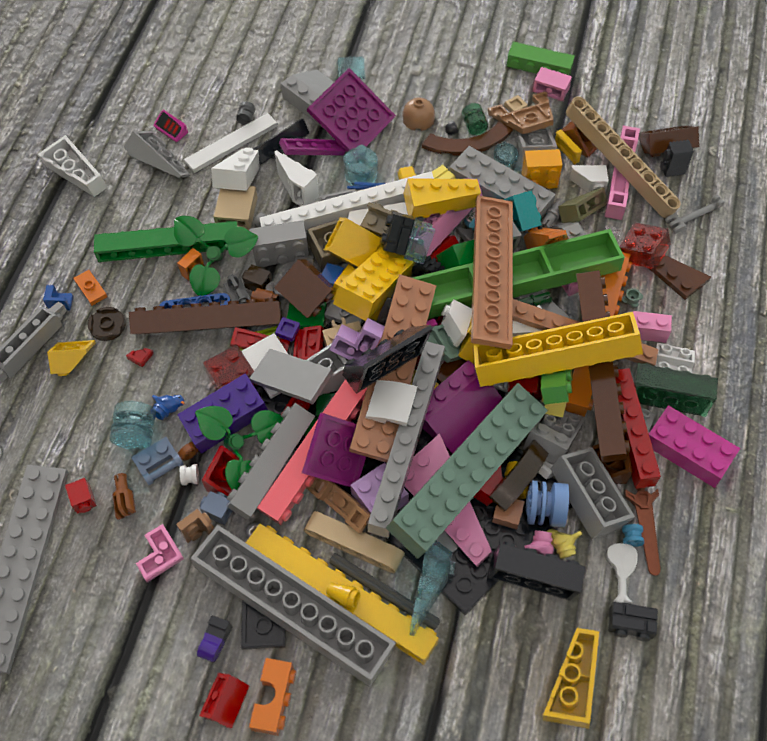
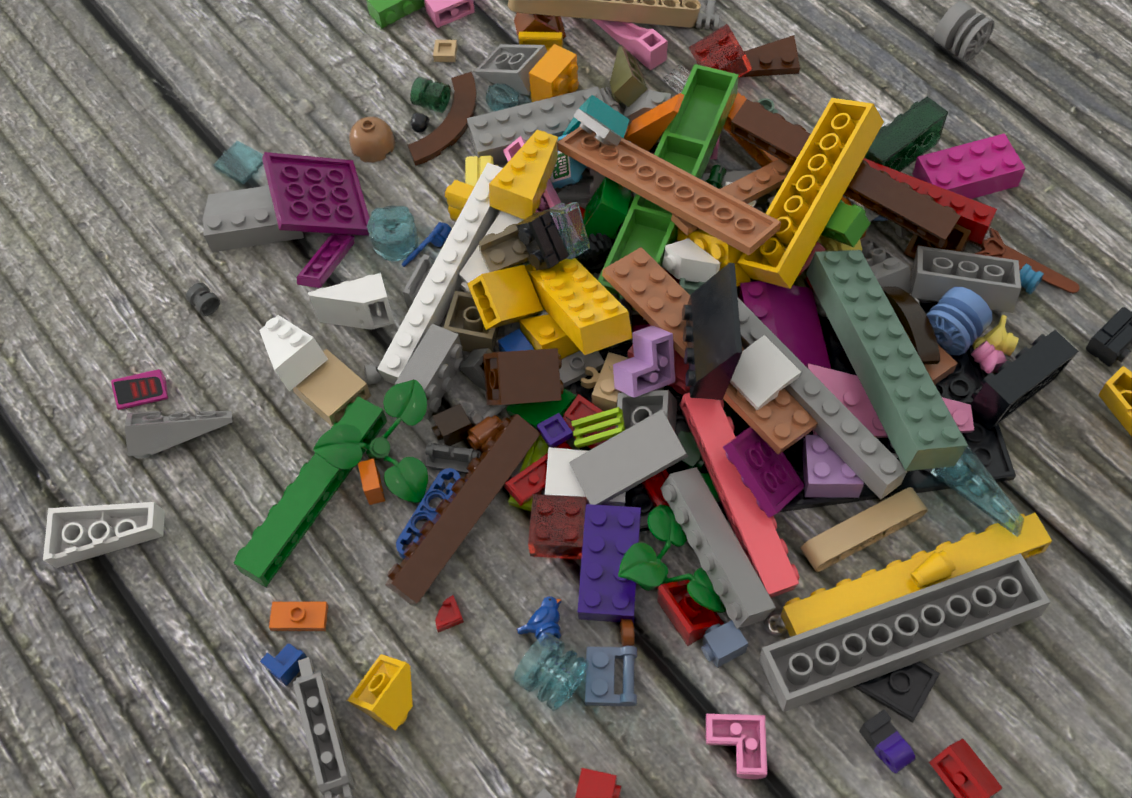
camera: 50 degrees left, 0 degrees up
(106, 324) = (368, 627): dark brown tile -> none
(123, 497) = (629, 740): dark orange arm -> none
(189, 474) = (659, 649): white wheel -> none
(194, 524) = (739, 675): medium nougat bracket -> none
(230, 143) = (227, 342): white tile -> none
(270, 717) = (1018, 734): orange arch -> none
(294, 131) = (284, 293): black bracket -> none
(297, 342) = (596, 418): none -> lime tile
(342, 502) = (822, 508): medium nougat slope -> none
(380, 588) = (927, 540): dark grey axle -> none
(503, 206) = (591, 124): none -> light grey plate
(528, 118) = (474, 52): medium nougat wing -> none
(589, 176) = (597, 48): white slope -> none
(624, 560) = (1047, 305): white piece -> none
(653, 326) = (810, 112): bright pink brick -> none

